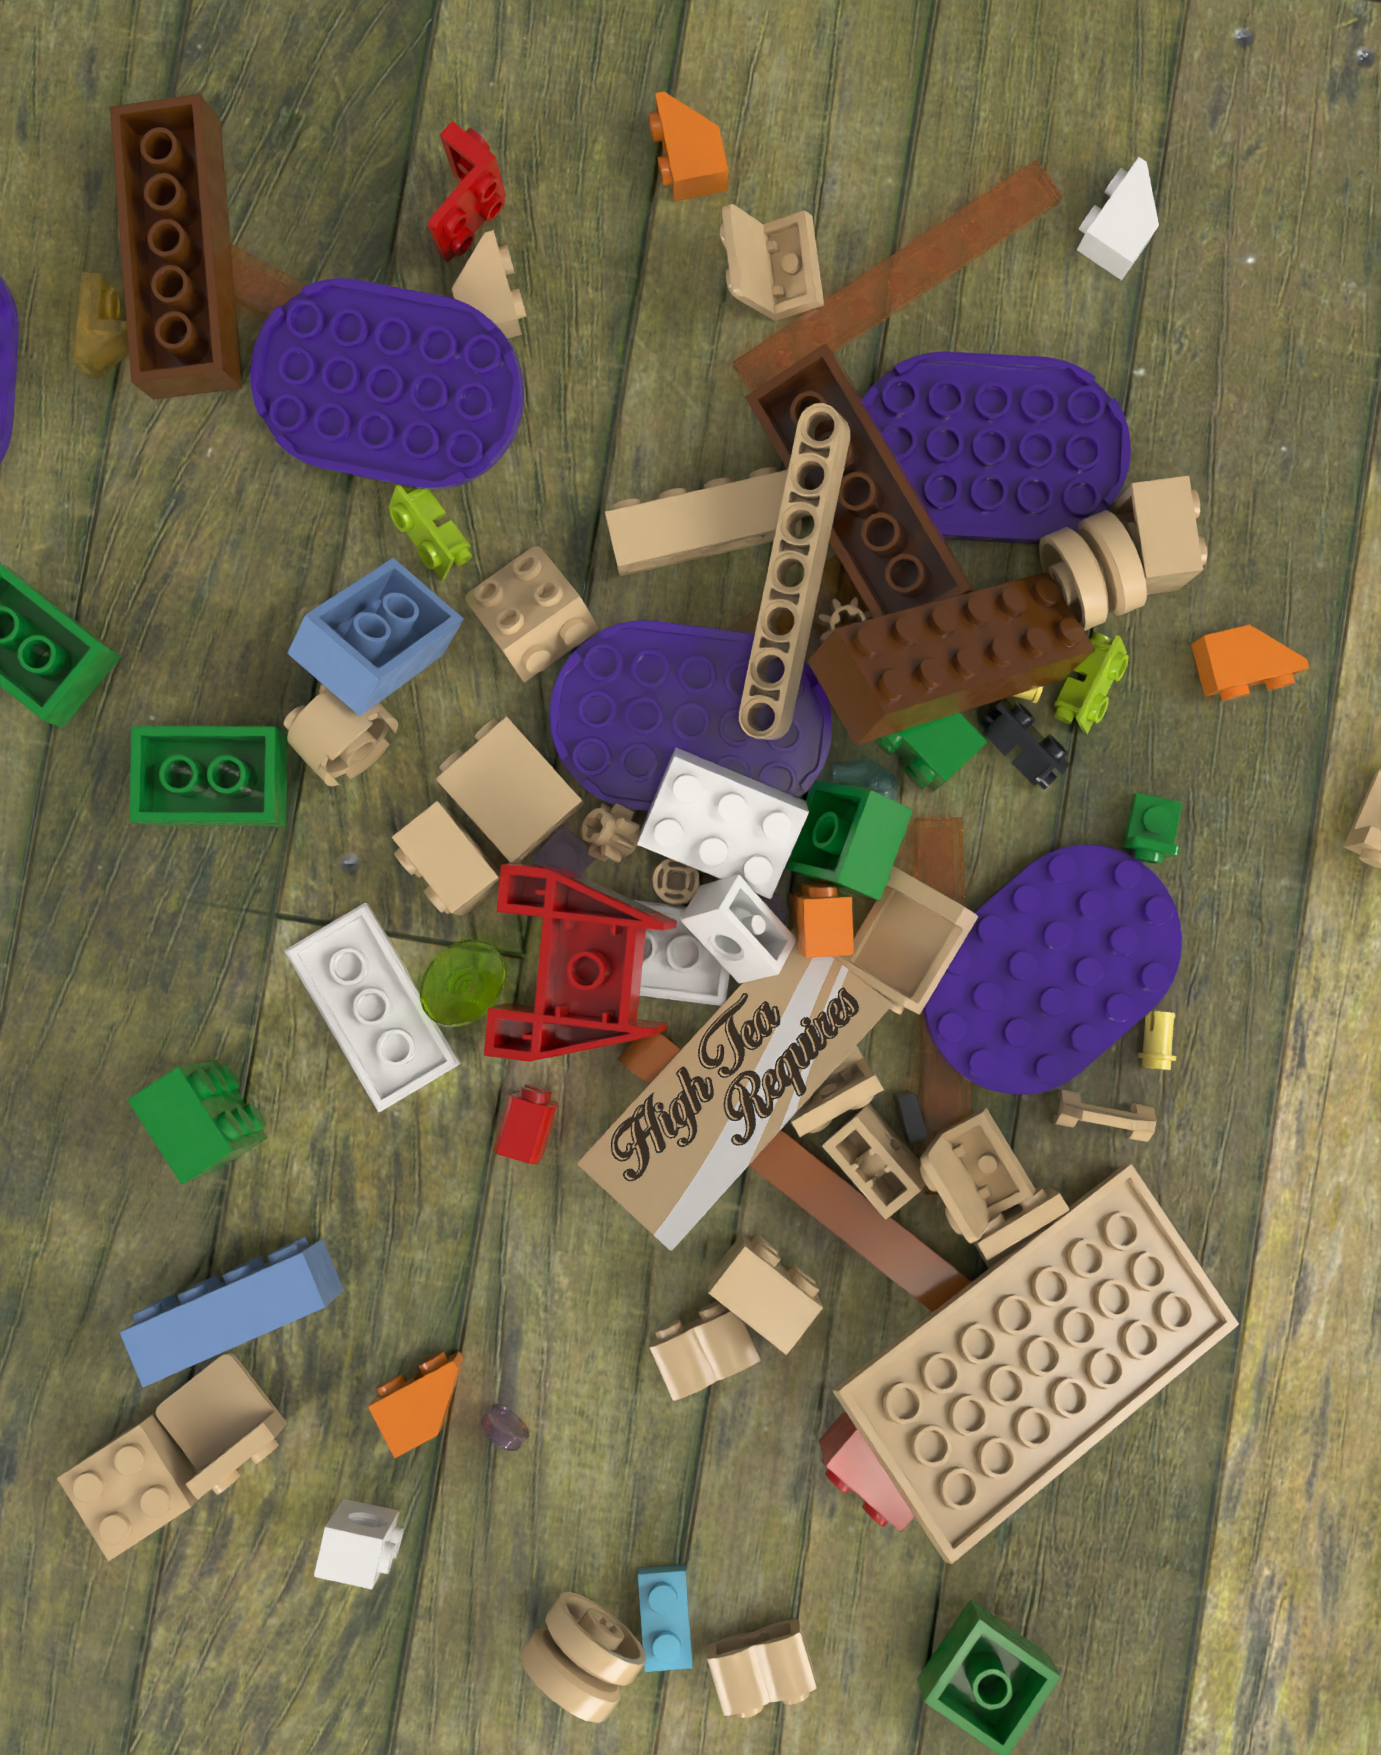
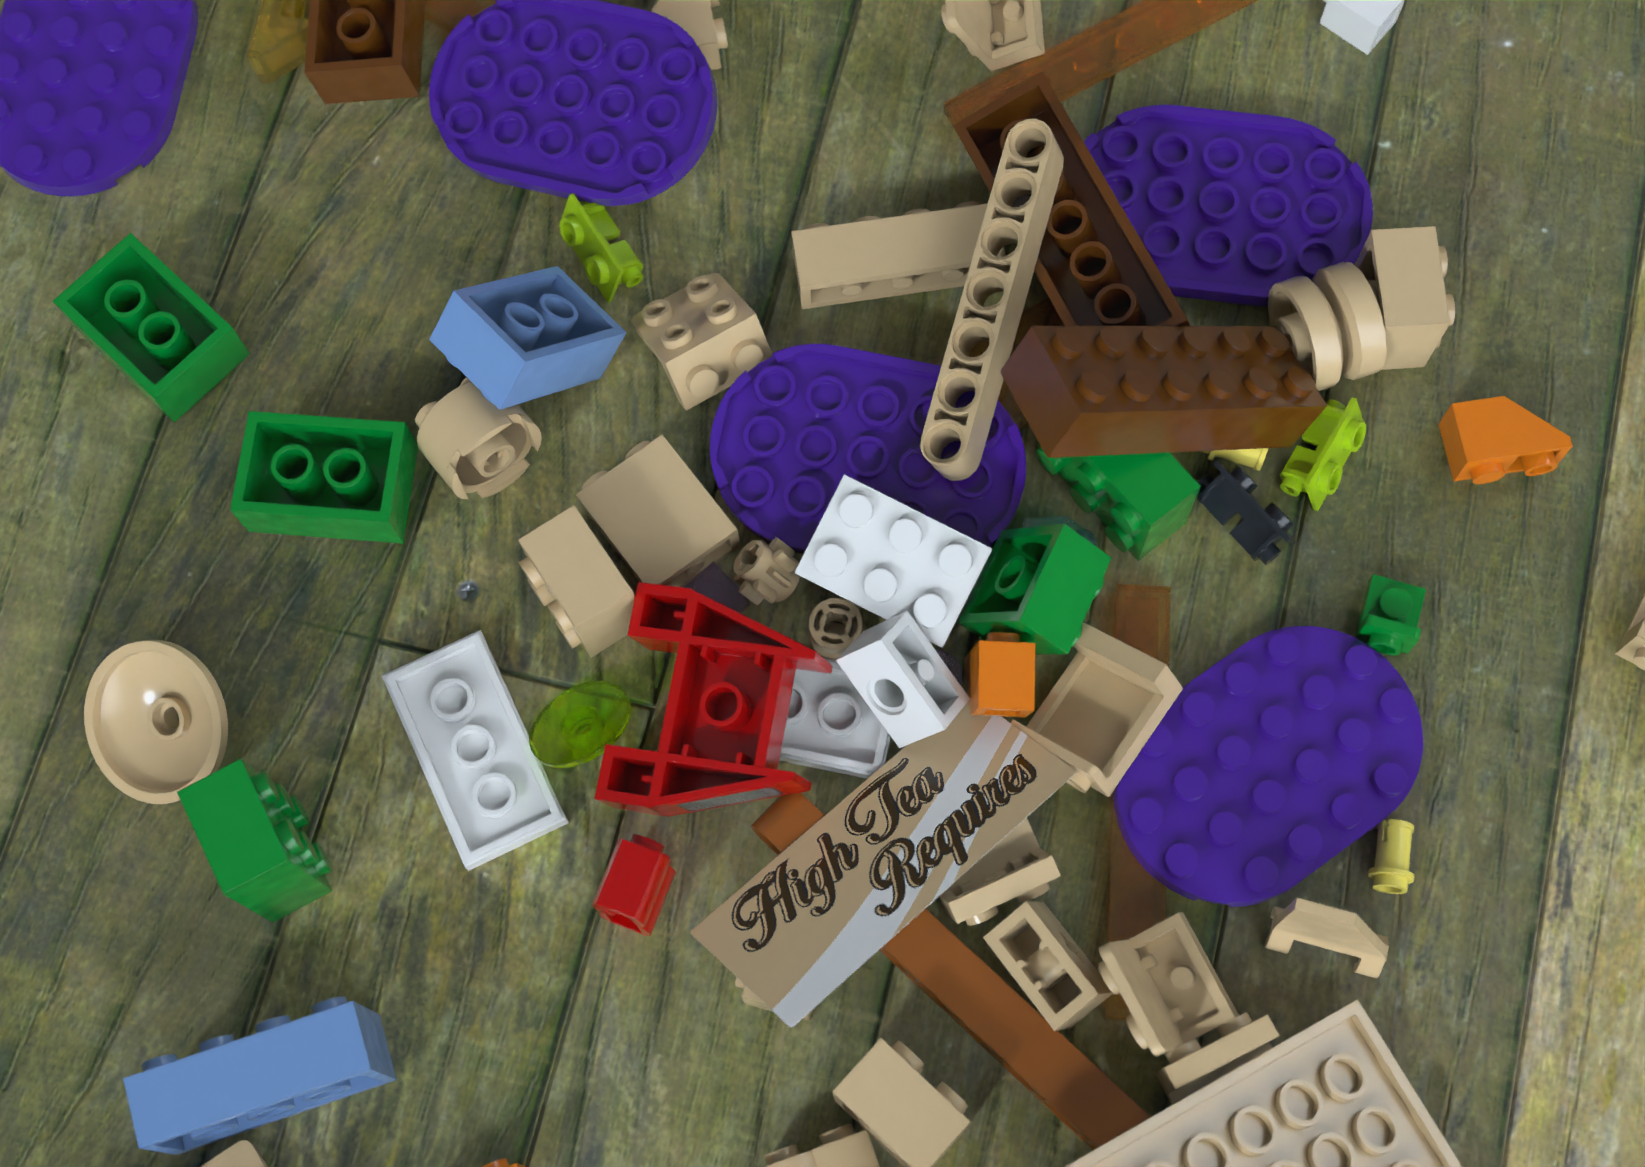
camera: 10 degrees right, 15 degrees down
(93, 1013) = (136, 724): none -> tan dish
(910, 1116) = (1091, 918): black tile -> none

